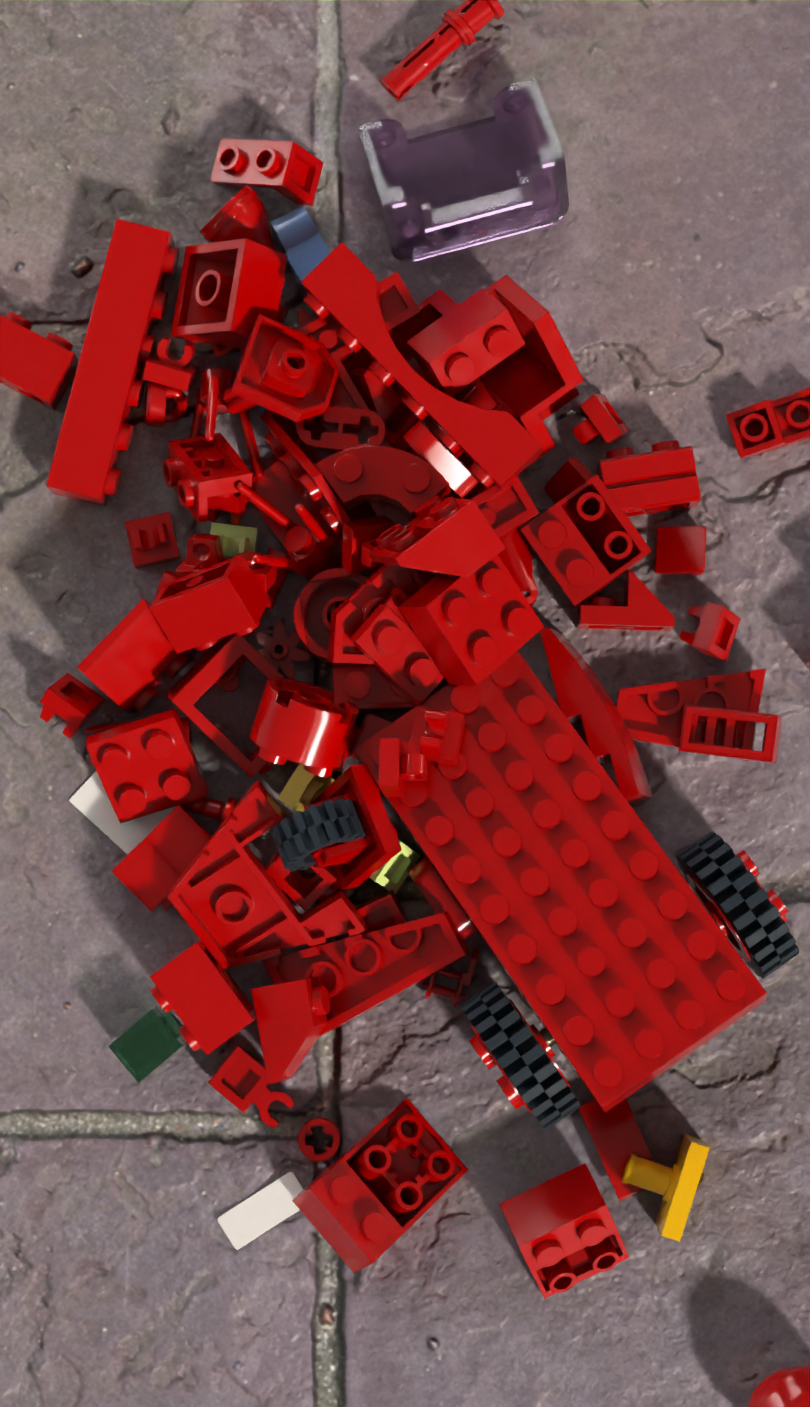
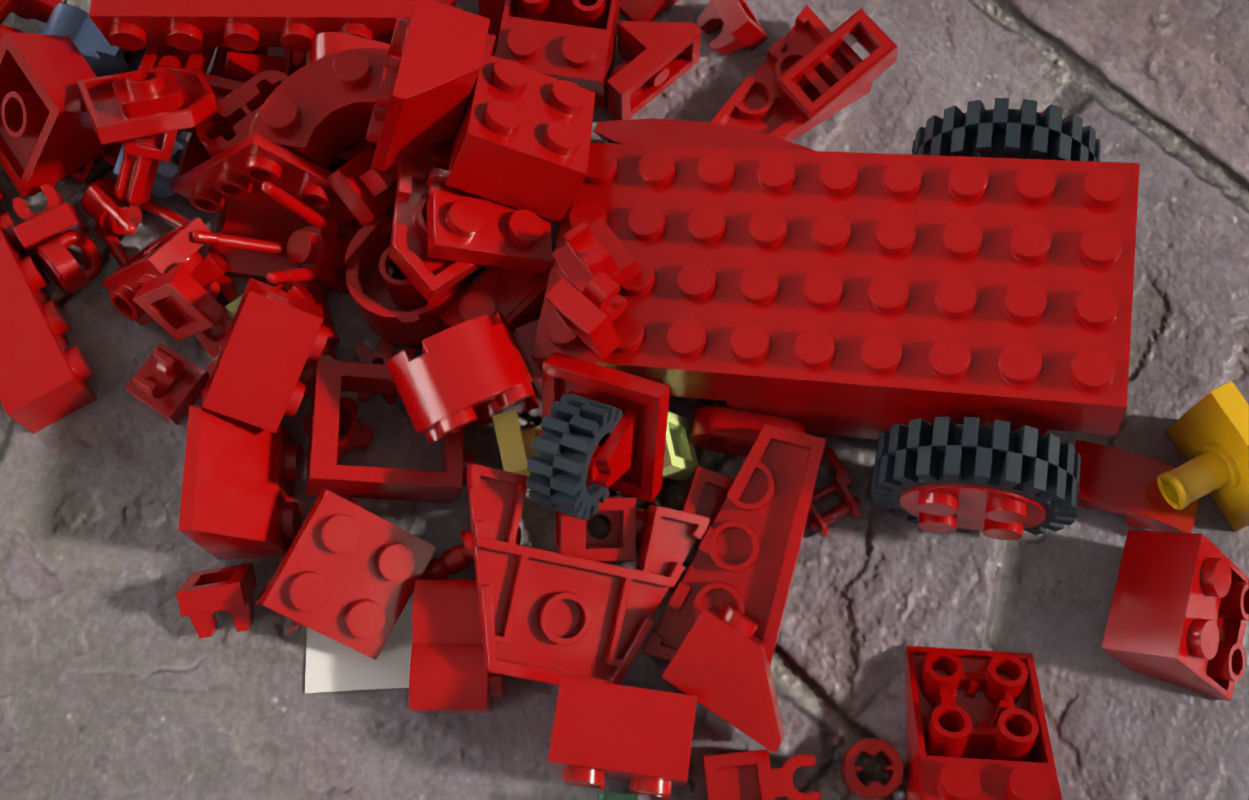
camera: 45 degrees left, 15 degrees down
(193, 522) = (180, 301): none -> red tile

